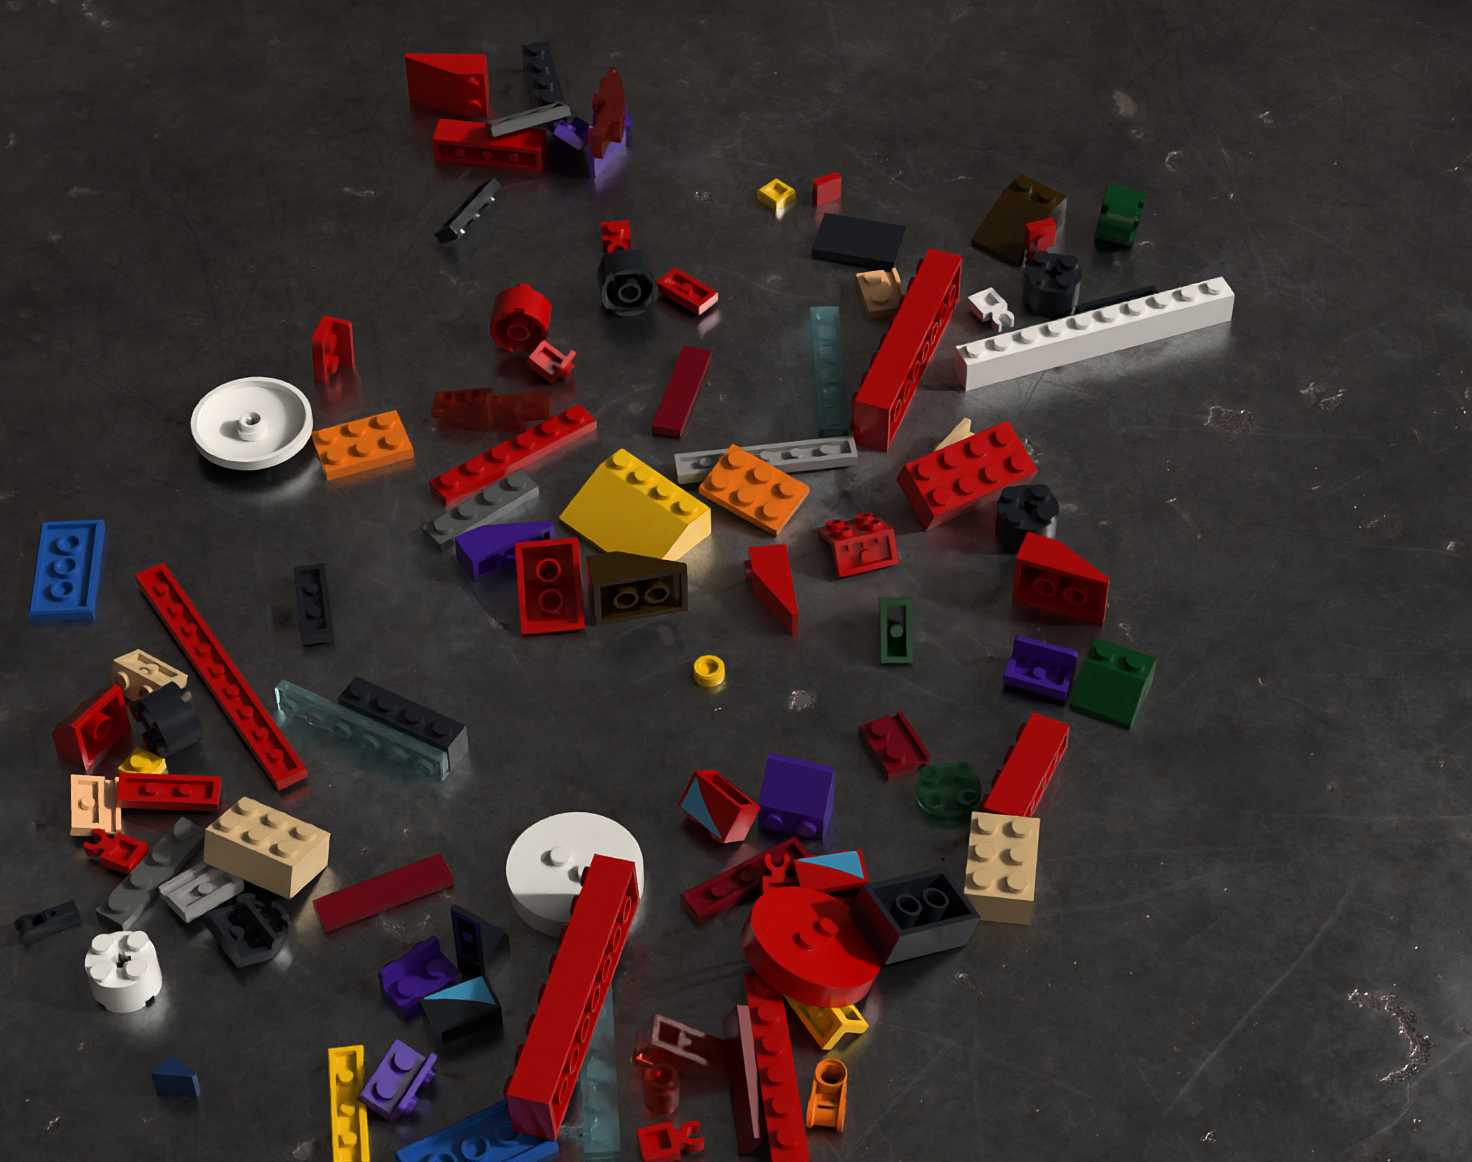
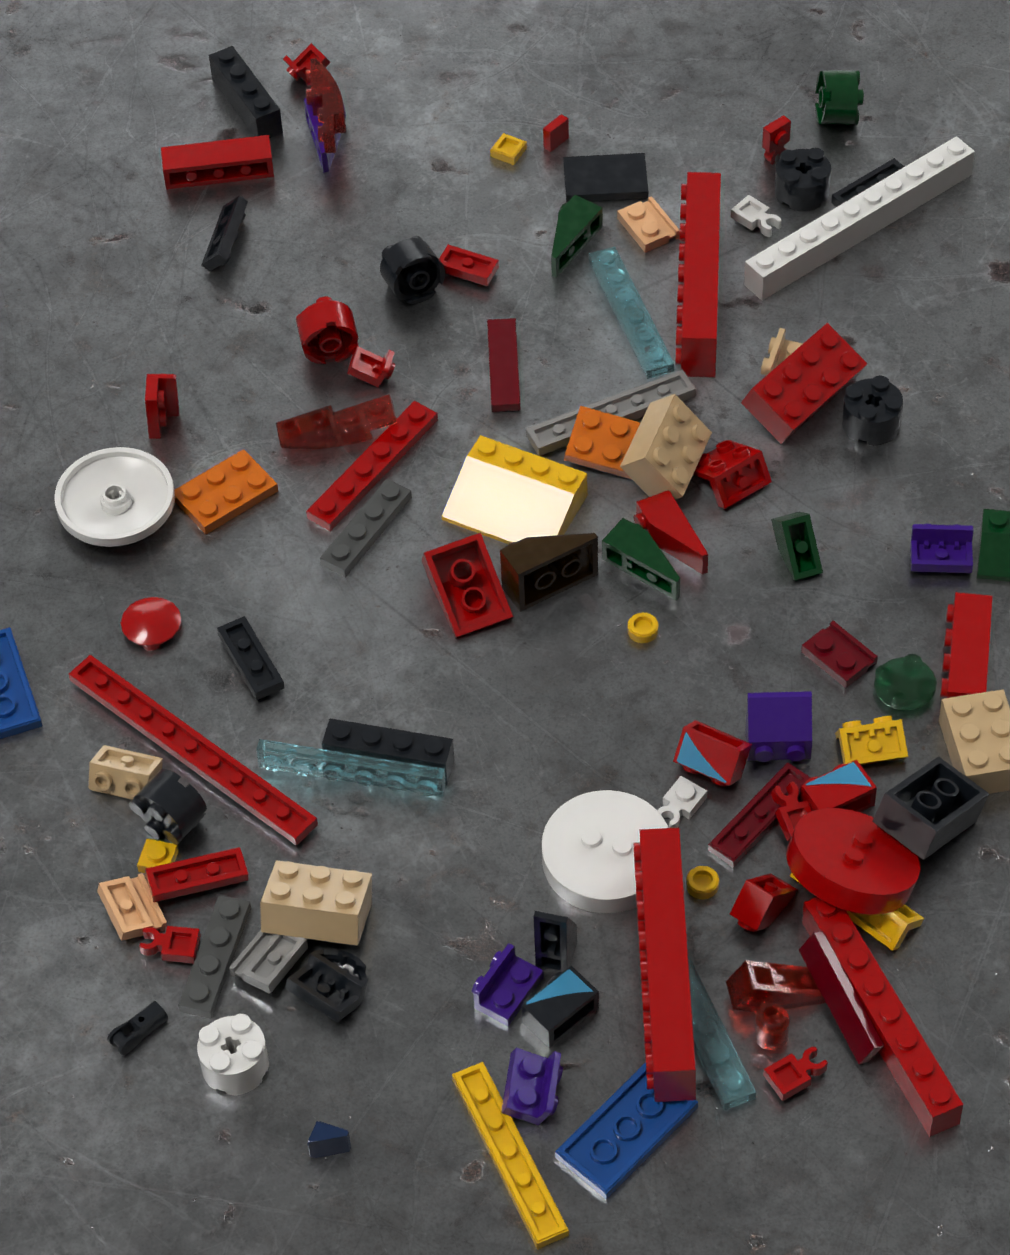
camera: 15 degrees left, 5 degrees up
(92, 727) = (96, 831): red slope -> none
(237, 548) = (151, 622): none -> red dish
(382, 892) = (436, 915): dark red tile -> none
(449, 82) = (154, 108): red slope -> none
(493, 546) = (400, 558): dark purple slope -> none
(527, 118) = (250, 129): dark grey tile -> none
(574, 133) = (294, 131): dark purple bracket -> none
(615, 235) = (376, 227): red plate -> none
(624, 69) = (298, 67): none -> red bracket
(659, 931) = (702, 882): none -> yellow tile
(672, 845) = (682, 800): none -> white plate
(707, 963) = (761, 901): none -> red slope
(728, 595) = (637, 554): none -> dark green slope
(799, 503) = (666, 448): none -> tan brick
(803, 282) = (576, 226): none -> dark green slope
(828, 1100) = (920, 996): orange piece -> none
(889, 837) = (872, 742): none -> yellow bracket
(1018, 205) = (742, 119): dark brown slope -> none
(1059, 580) = (929, 462): red slope -> none

